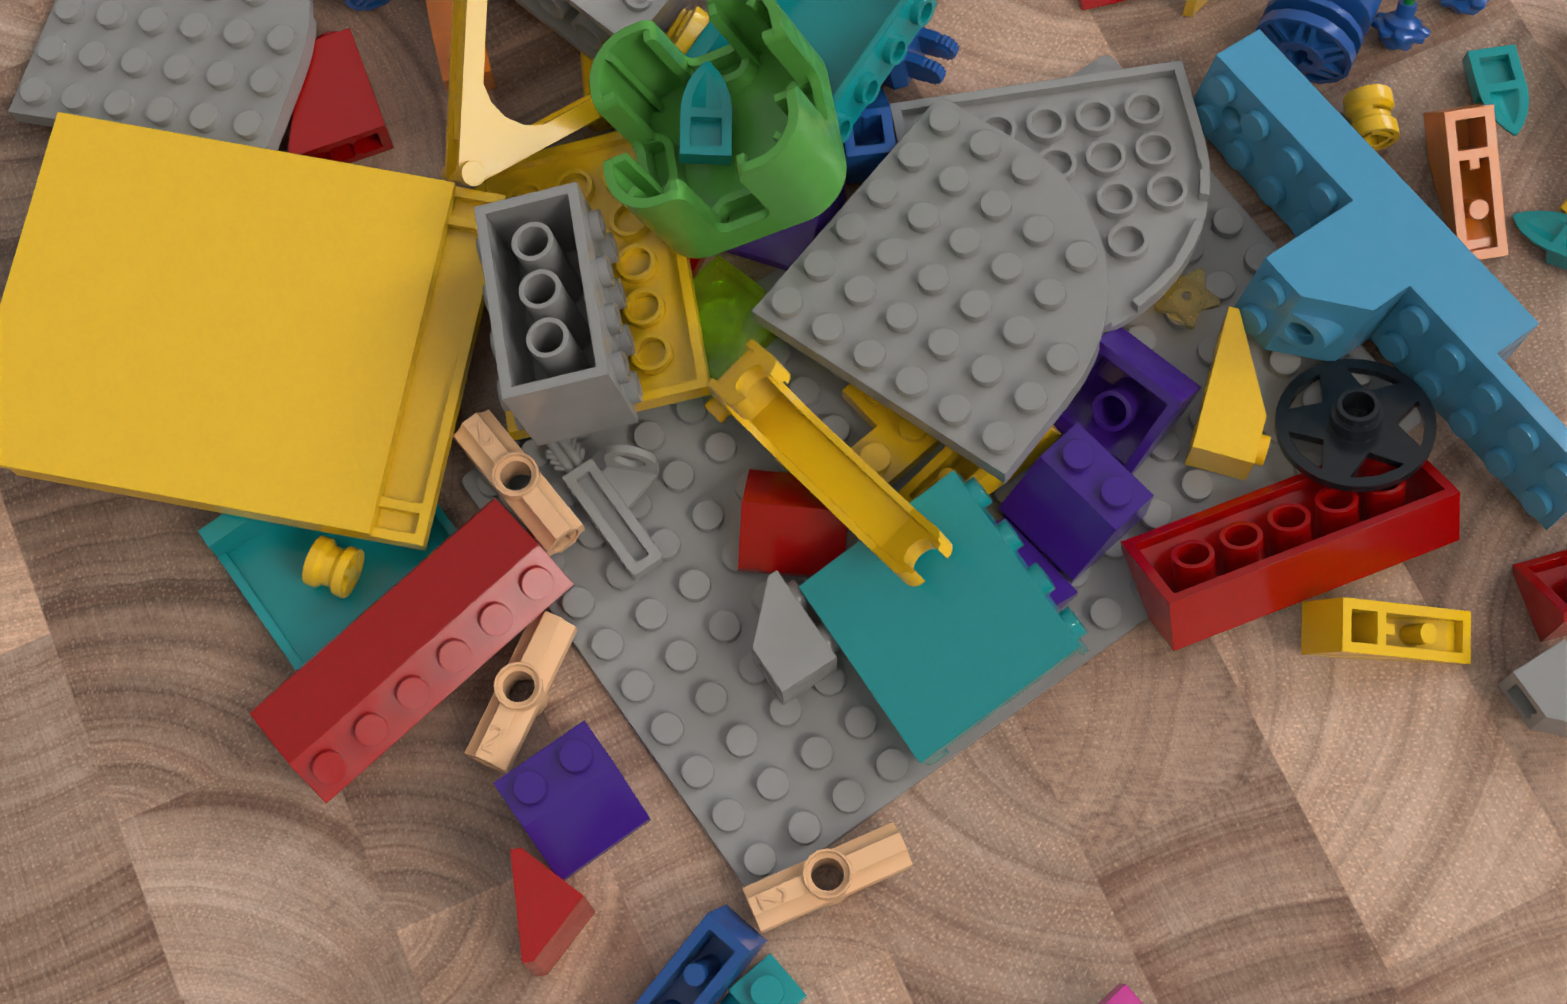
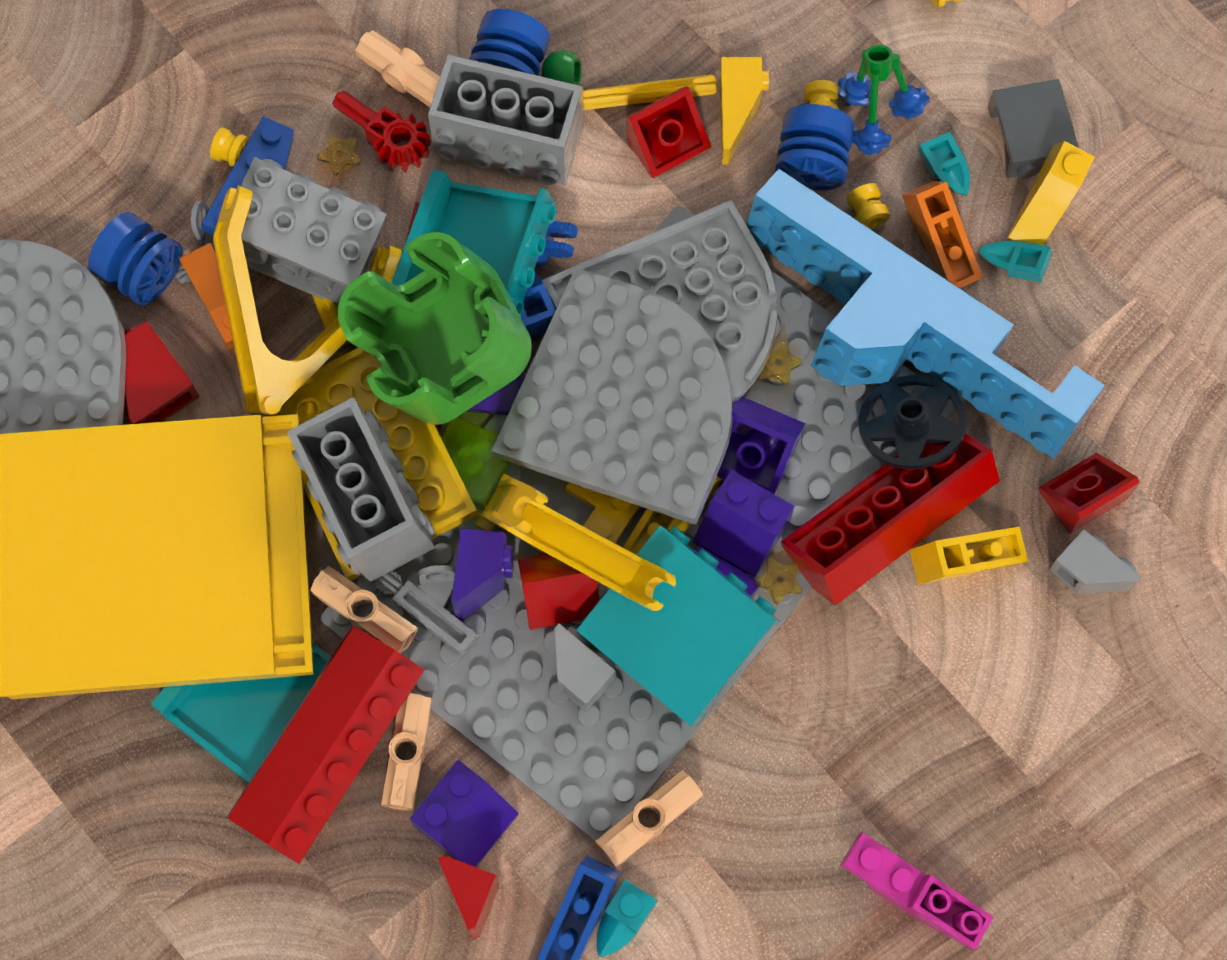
camera: 20 degrees left, 0 degrees up
(333, 566) = (251, 702): yellow wheel -> none
(688, 469) = (480, 569): none -> dark purple slope
(706, 119) = (424, 327): teal plate -> none
(1095, 605) = (771, 585): none -> clear yellow plate
(1231, 410) = (829, 435): yellow slope -> none

